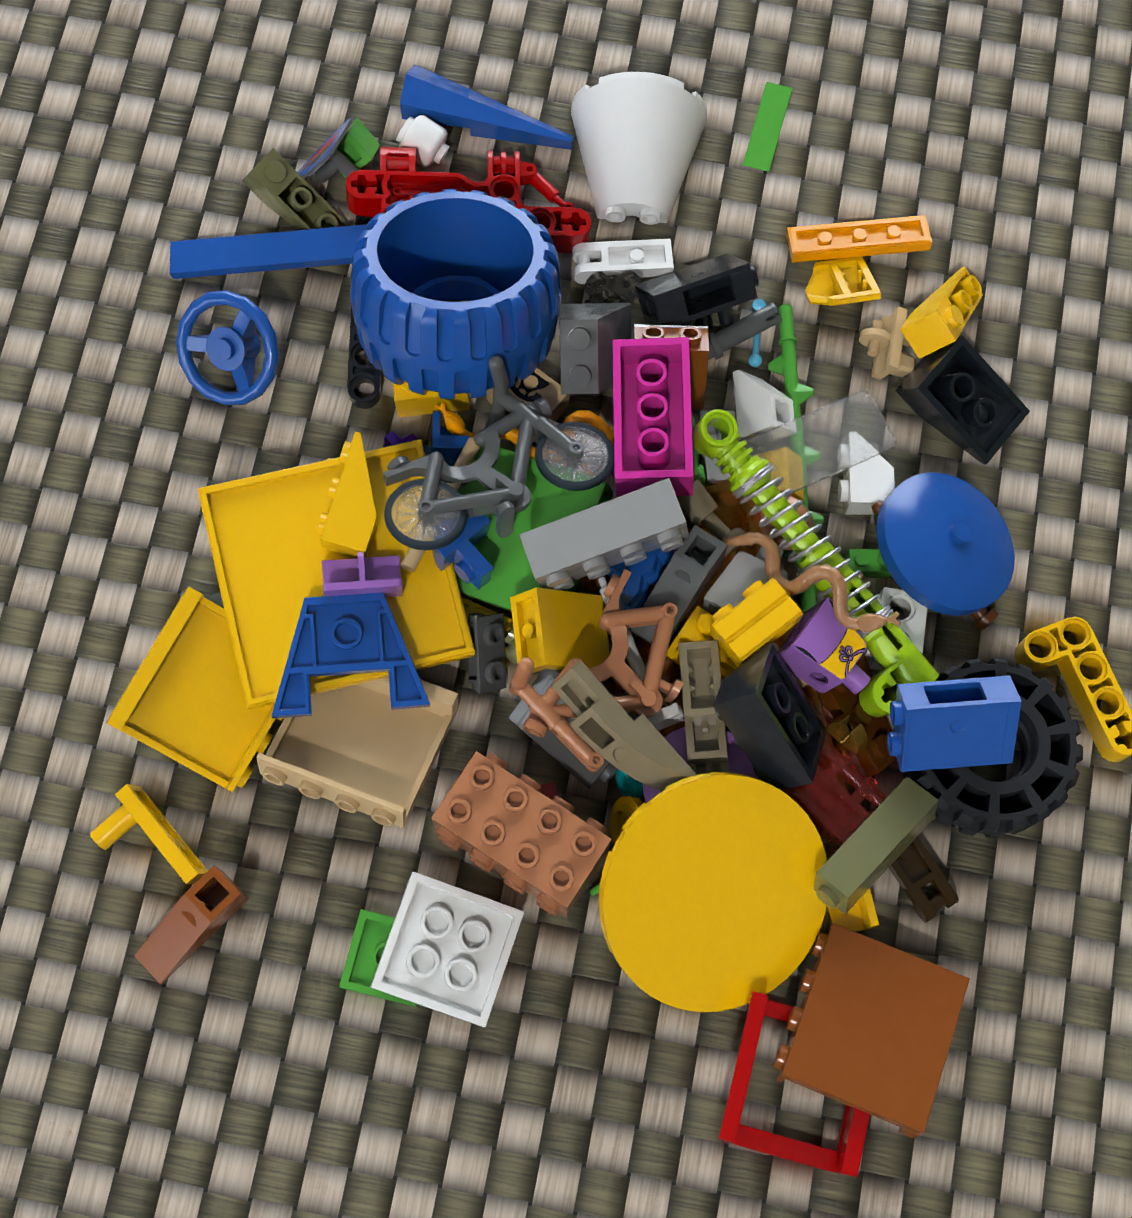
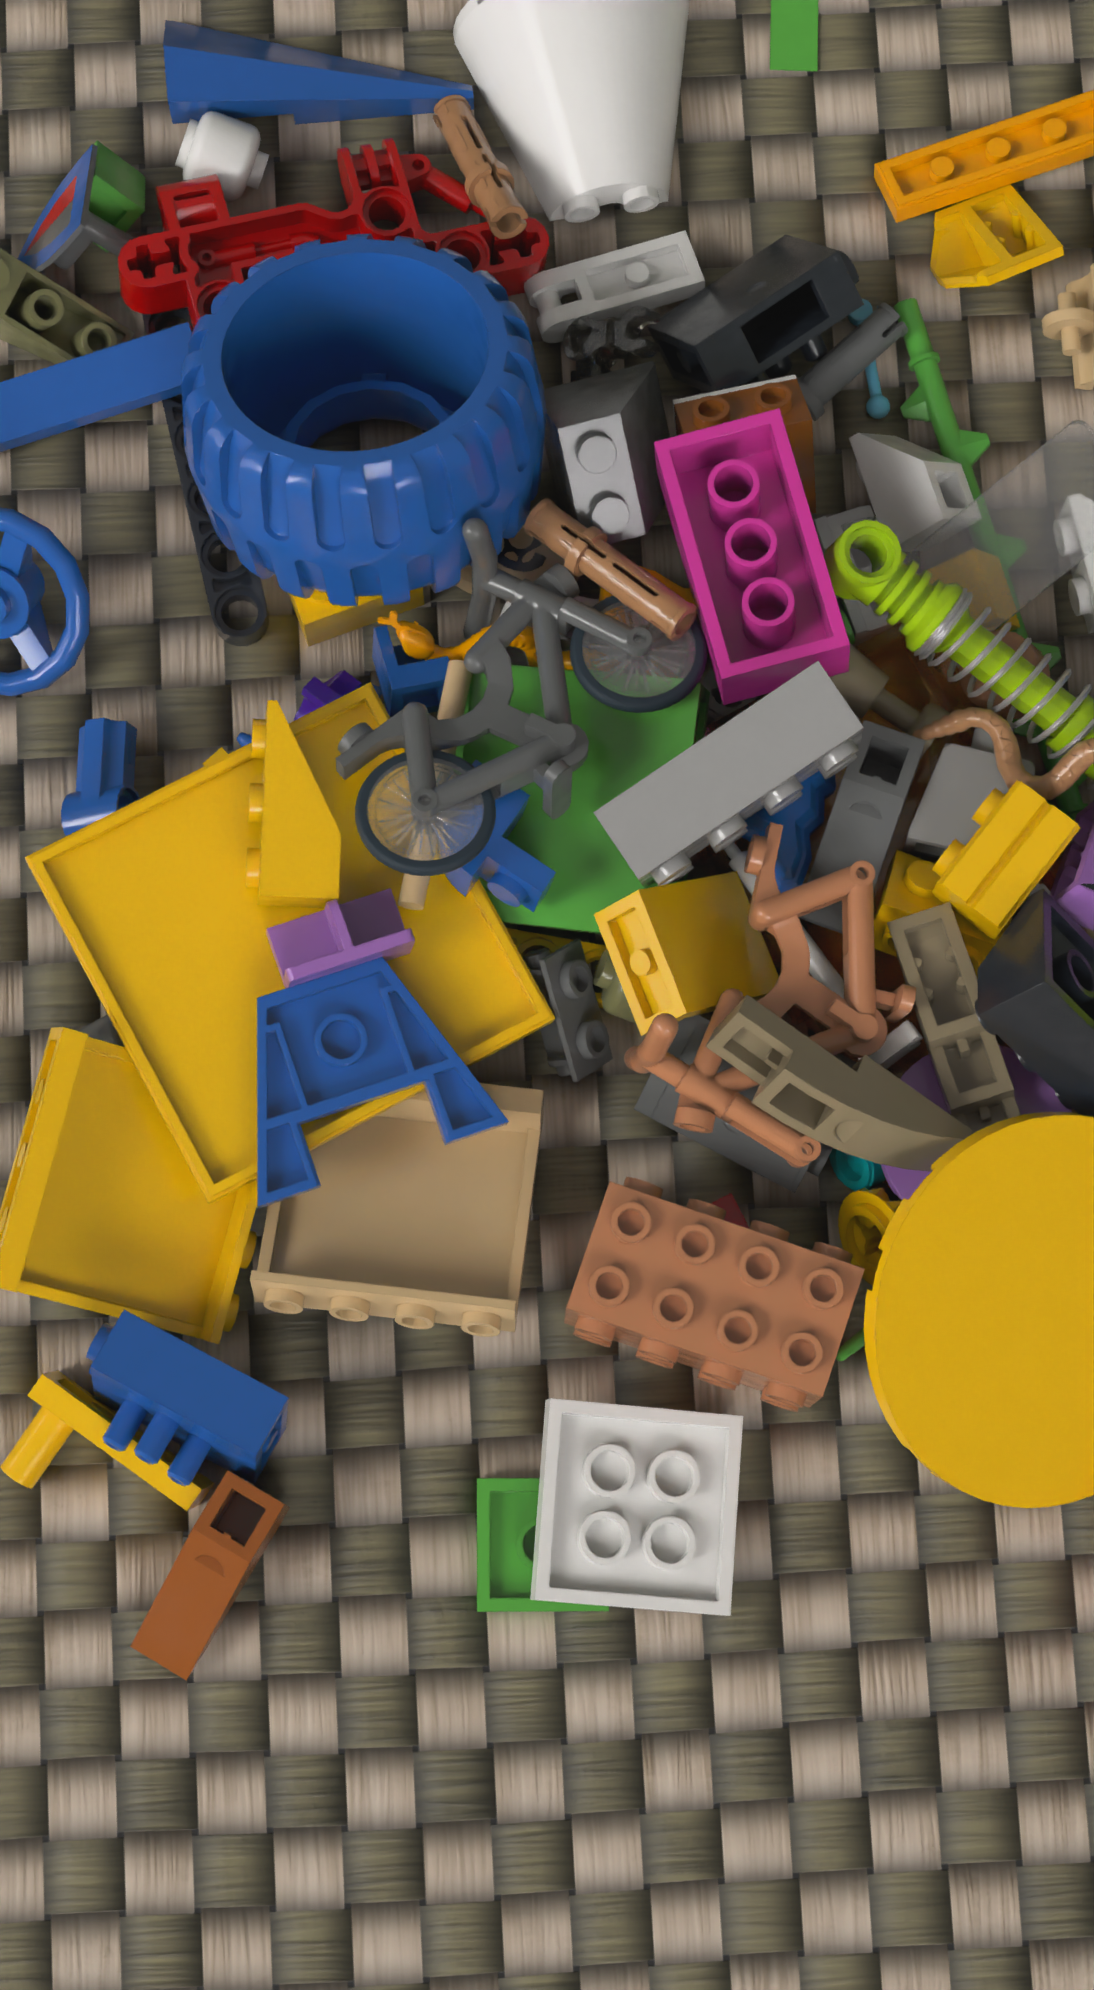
camera: 15 degrees left, 5 degrees up
(203, 818) = (182, 1399): none -> blue piece
(262, 455) = (103, 773): none -> blue piece
(561, 395) = (590, 554): none -> medium nougat pin
(564, 184) = (487, 179): none -> medium nougat pin

